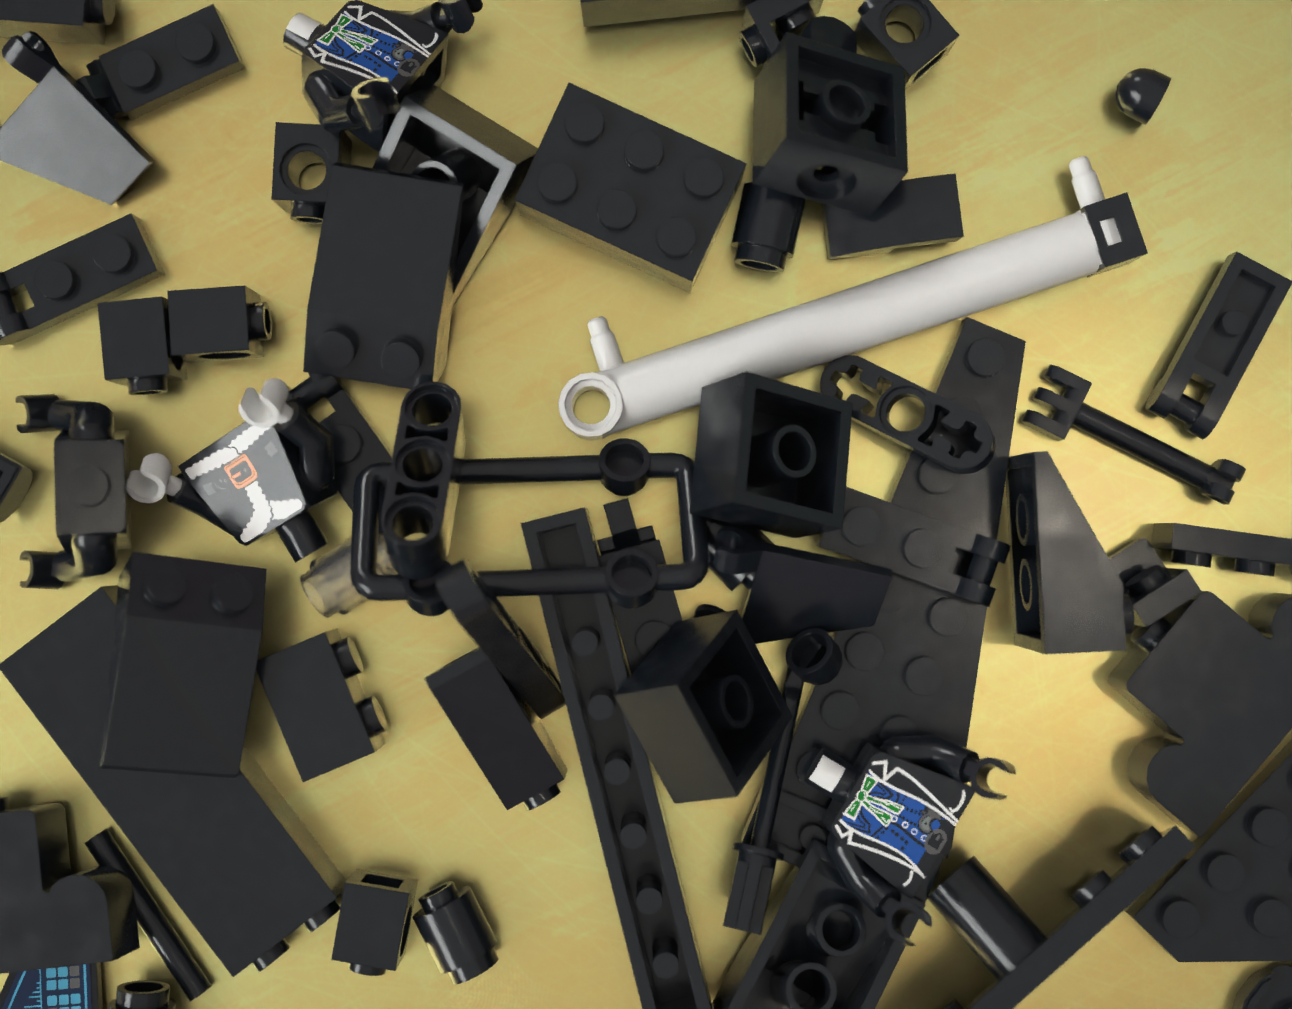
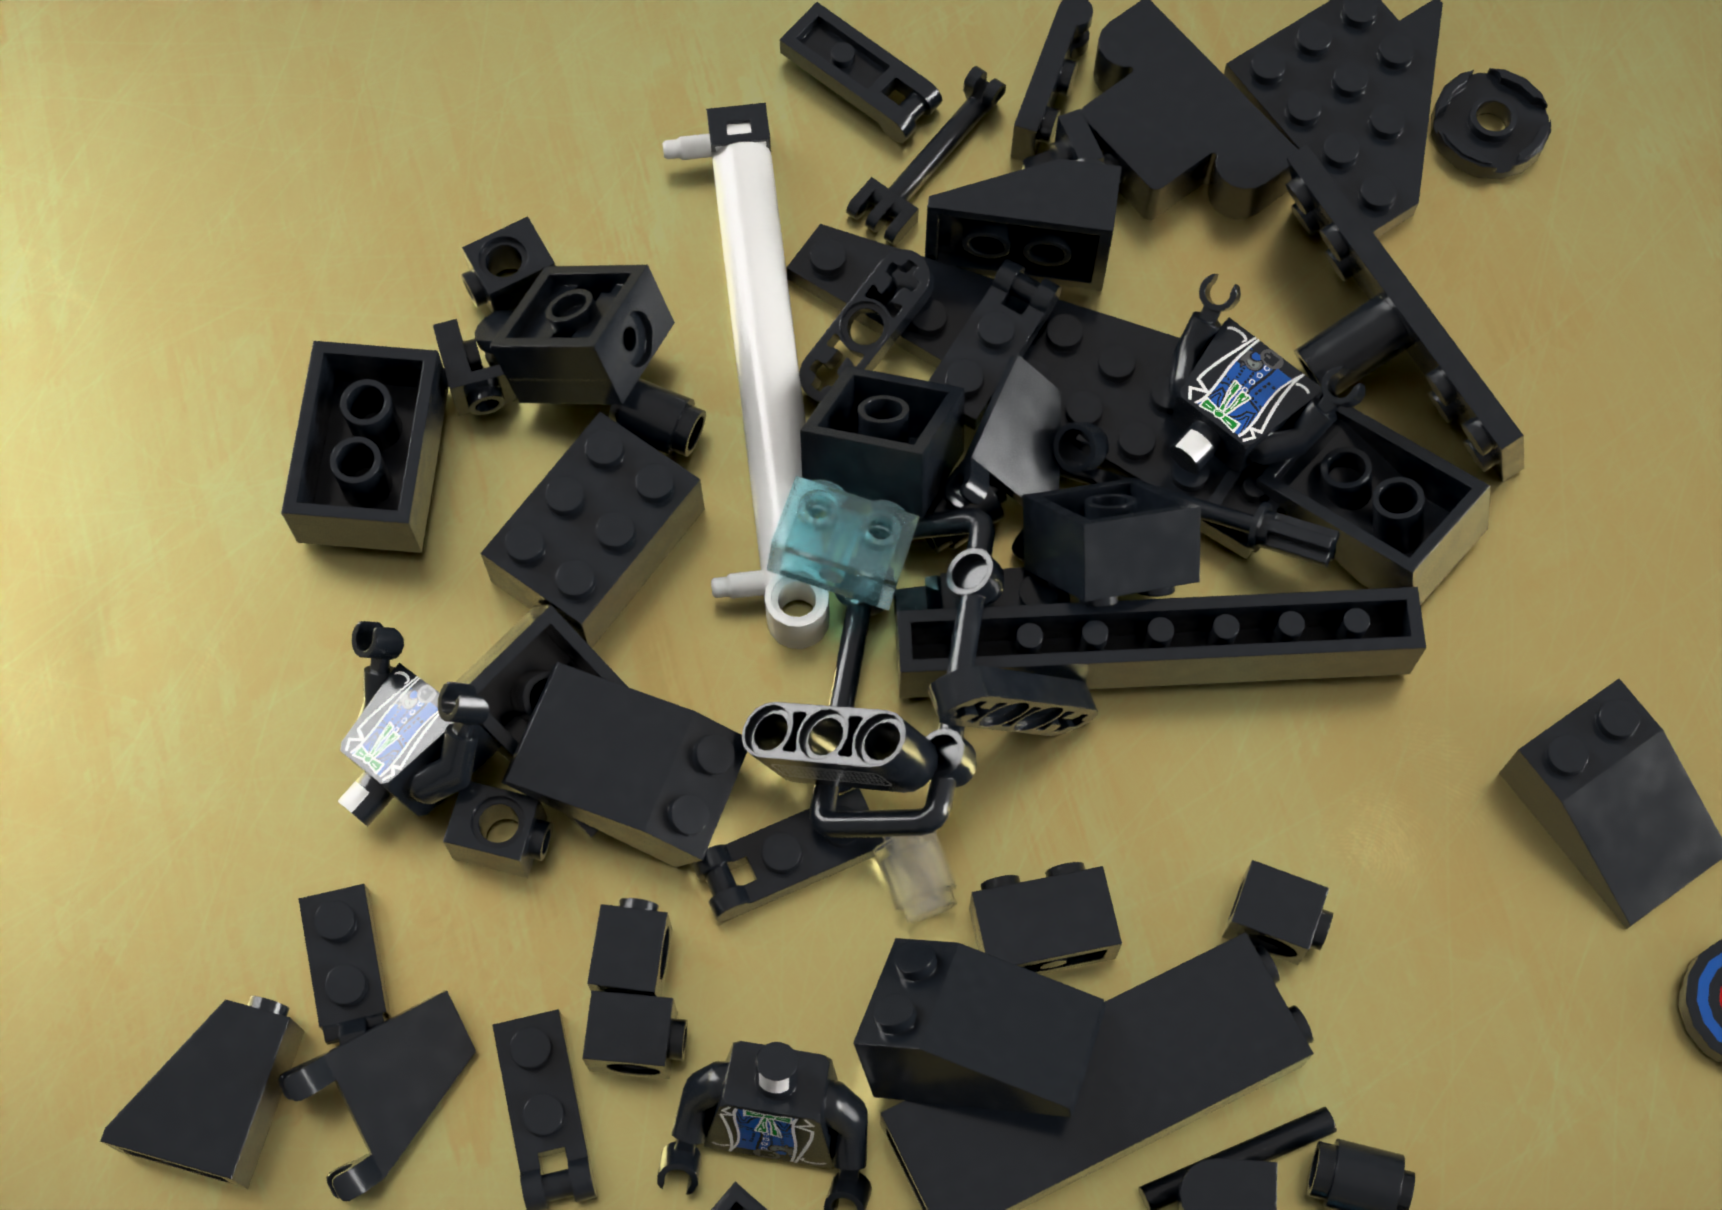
camera: 80 degrees left, 20 degrees down
(255, 476) = (799, 930): torso -> none
(456, 932) = (1300, 834): black brick -> none
(499, 730) = (1093, 746): black slope -> none
(647, 440) = (842, 542): none -> clear light blue brick
(911, 215) = (685, 285): black slope -> none
(1141, 93) = (617, 89): black hinge -> none

